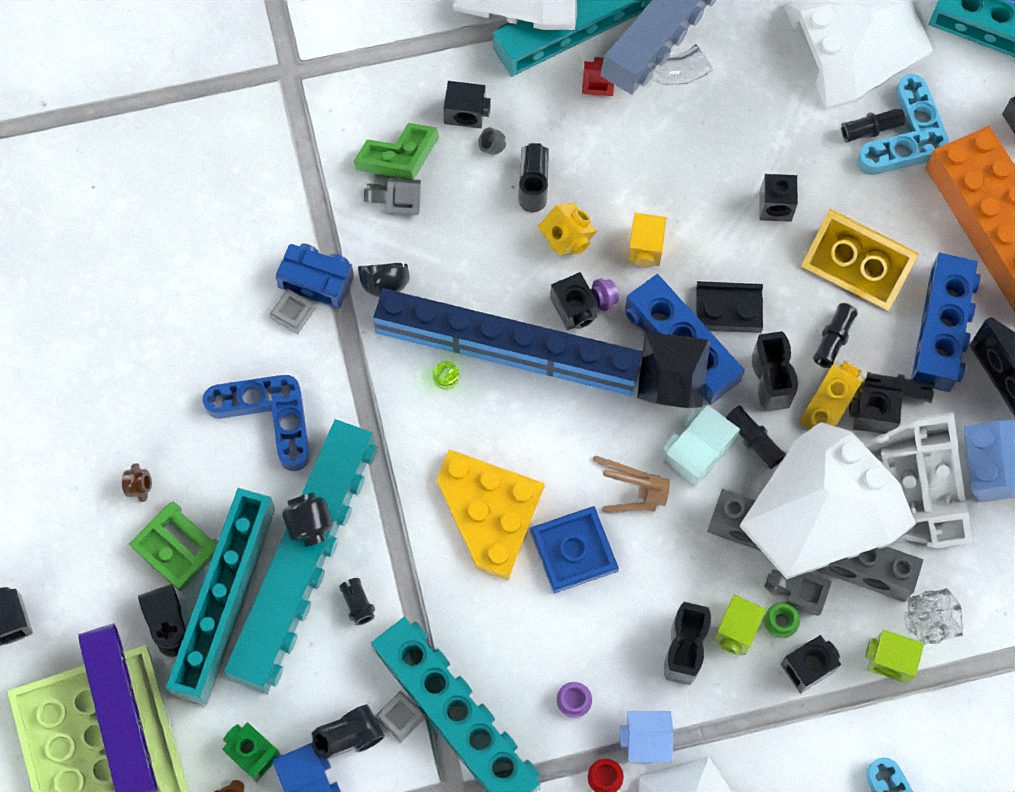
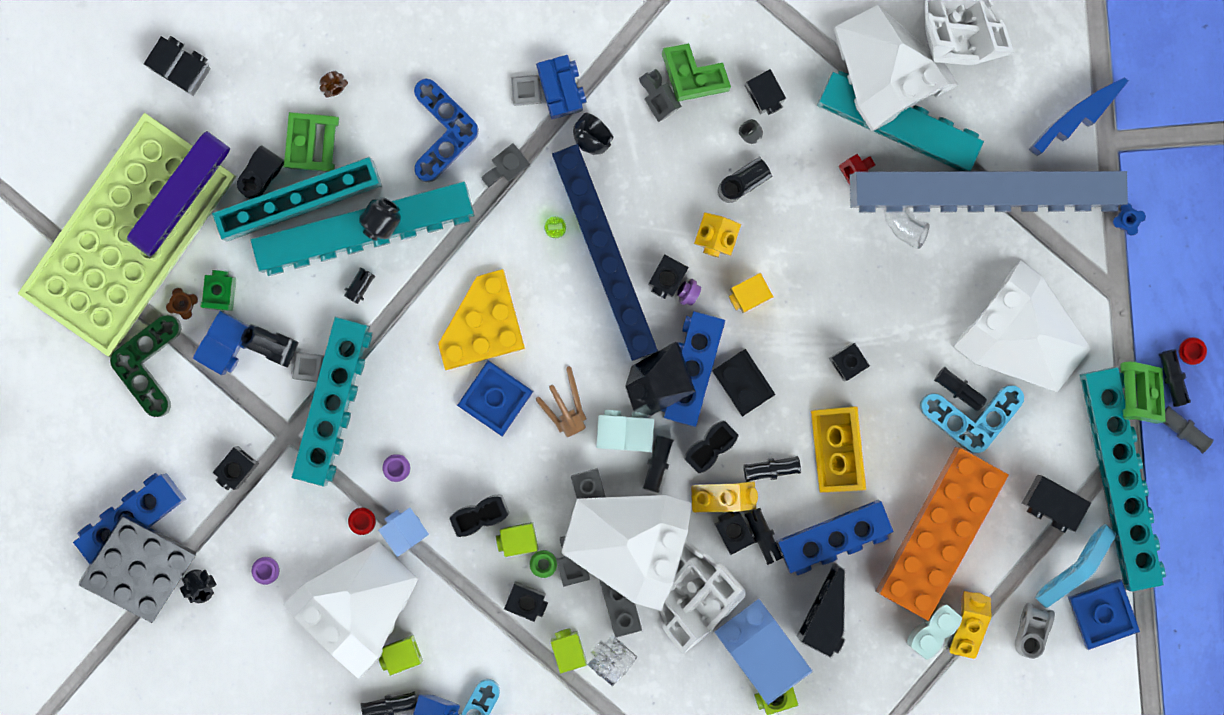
camera: 50 degrees right, 20 degrees up
(350, 375) = (508, 164): none -> dark grey plate

